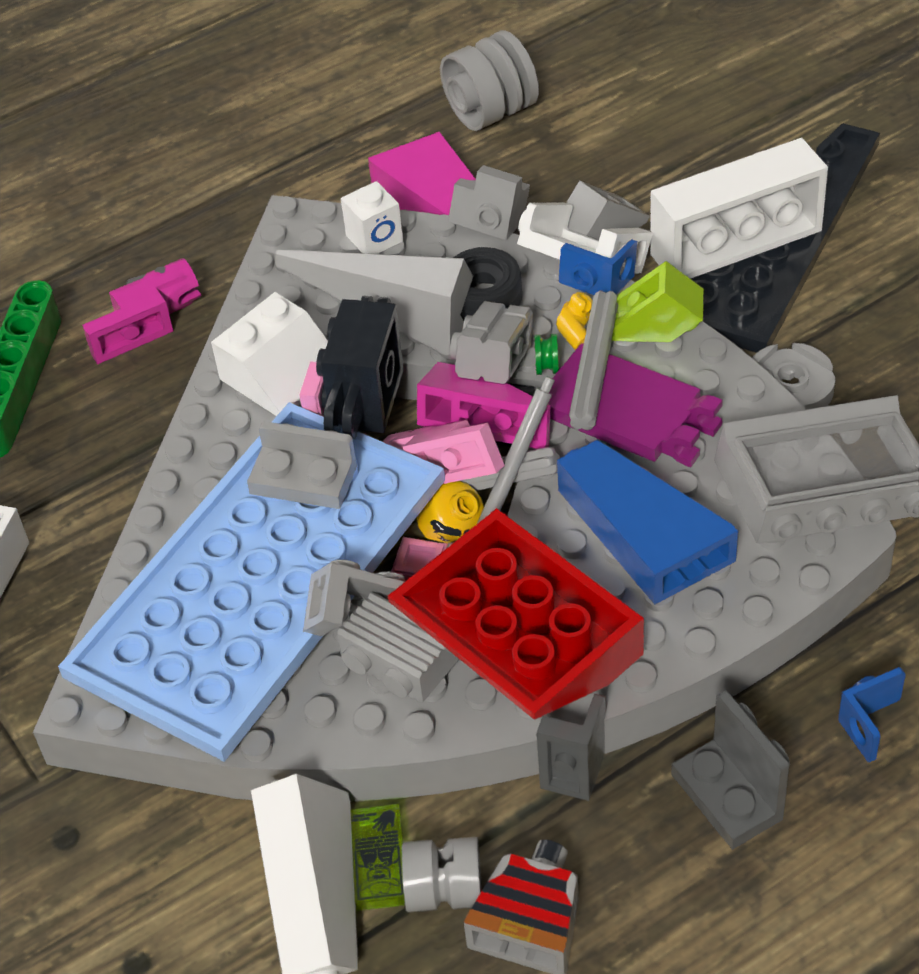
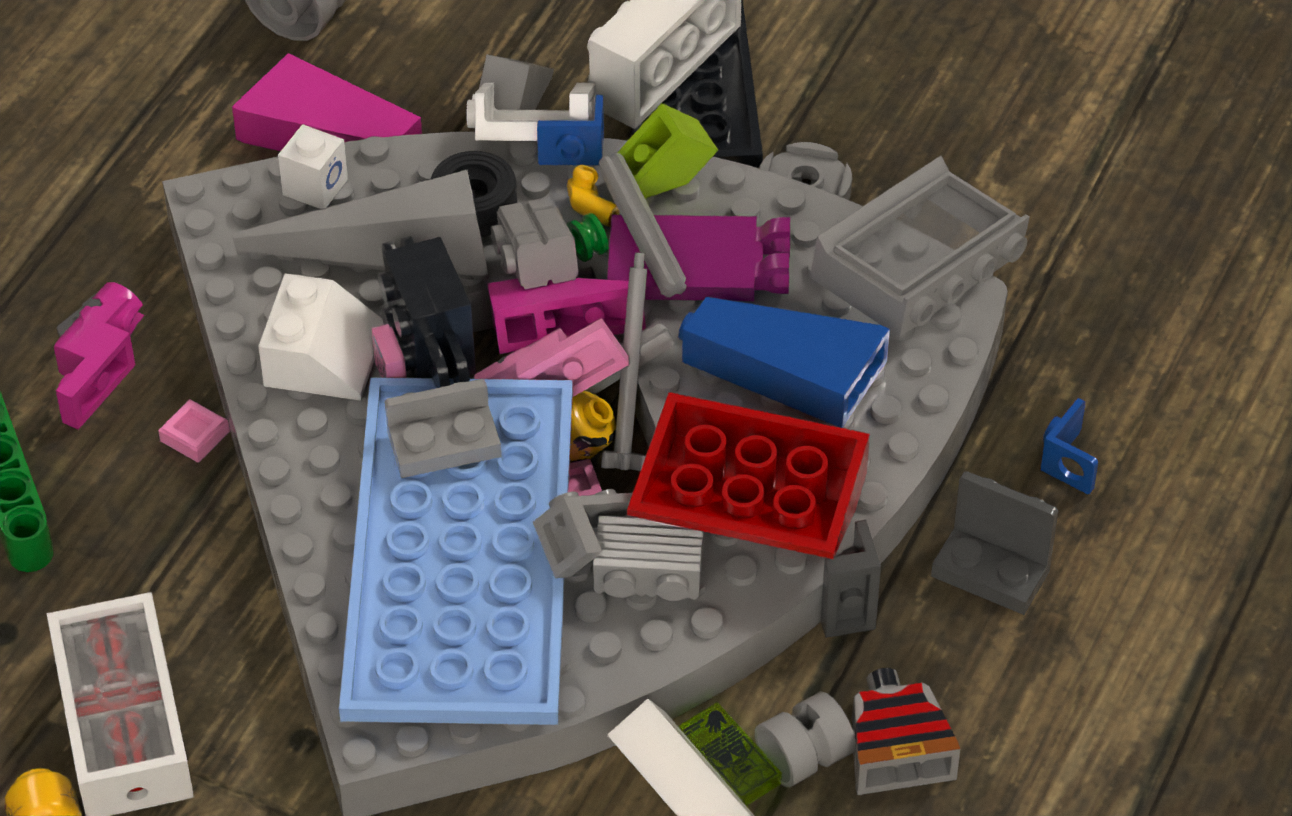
camera: 35 degrees left, 0 degrees up
(166, 395) = (194, 430): none -> bright pink tile
(490, 202) = (419, 108): light grey brick -> none

